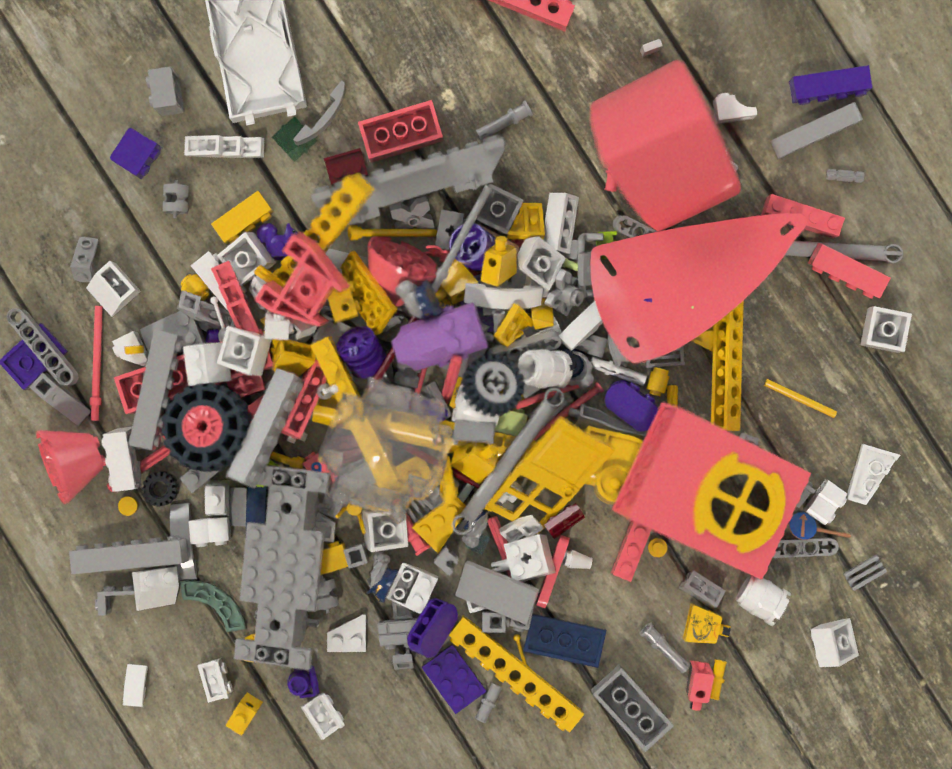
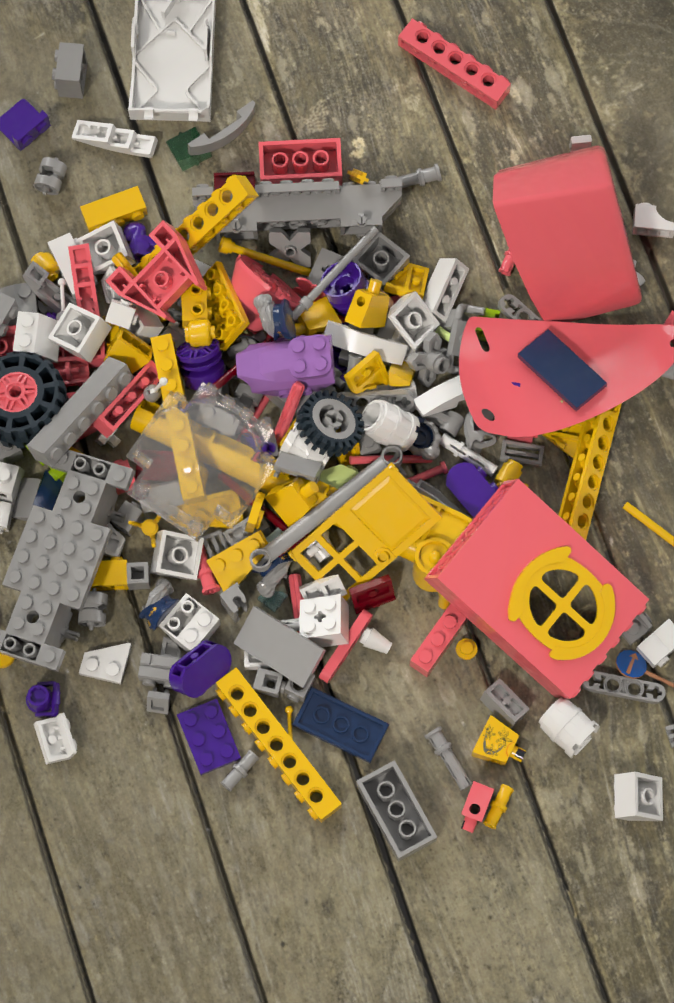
camera: 15 degrees right, 15 degrees down
(354, 329) = (200, 333): none -> yellow head
(458, 136) = (358, 176): none -> yellow axle
(686, 277) = (562, 370): none -> dark blue tile

